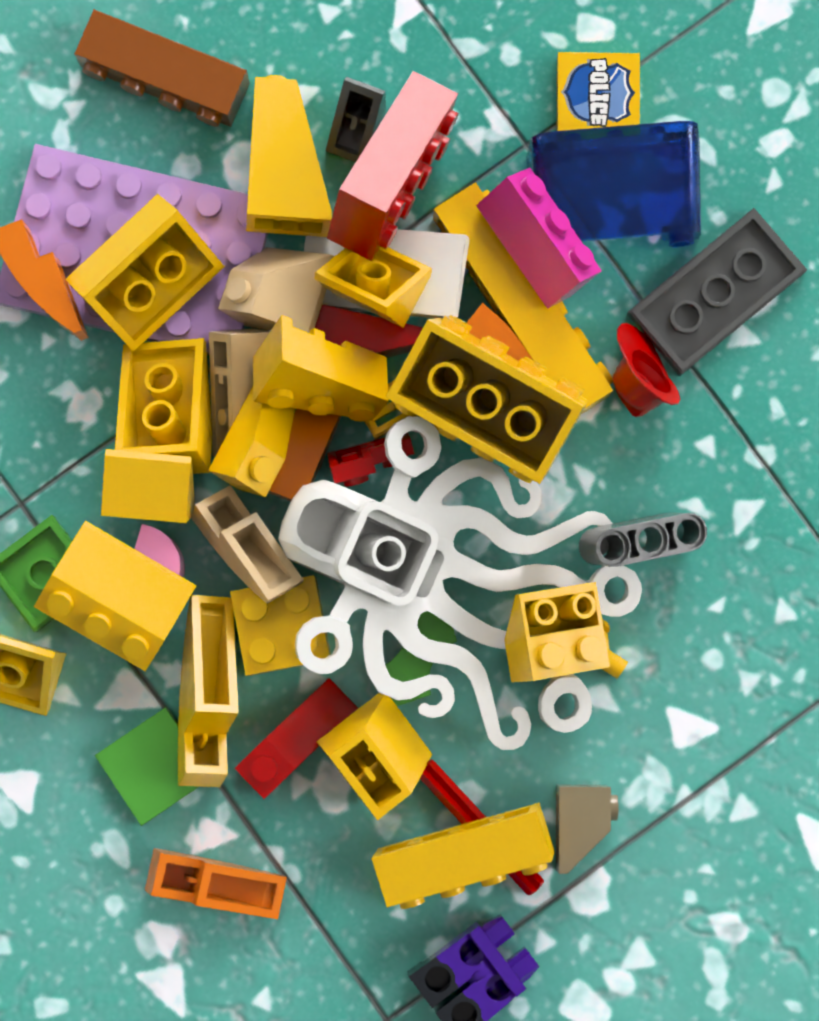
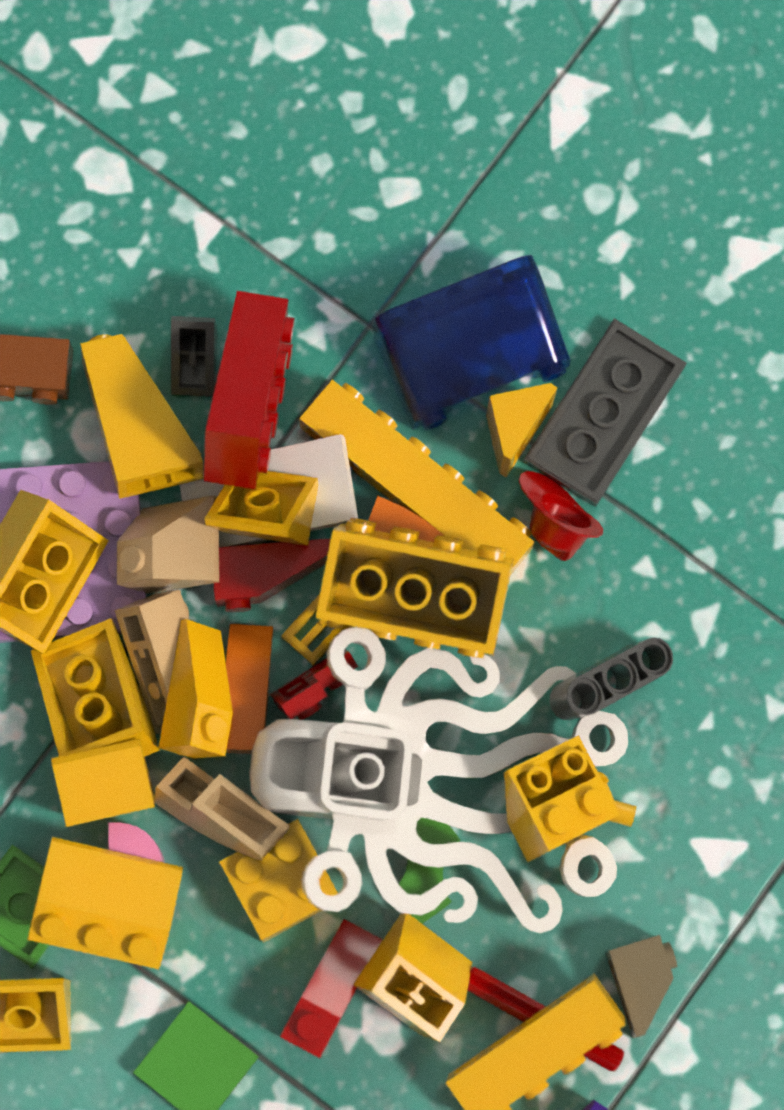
camera: 20 degrees left, 5 degrees down
(207, 691) = (227, 971): yellow slope -> none
(318, 375) = (239, 618): yellow wedge -> none
(538, 237) = (413, 414): dark pink brick -> none
(597, 90) = (423, 252): tile -> none
(633, 271) = (515, 419): none -> yellow slope

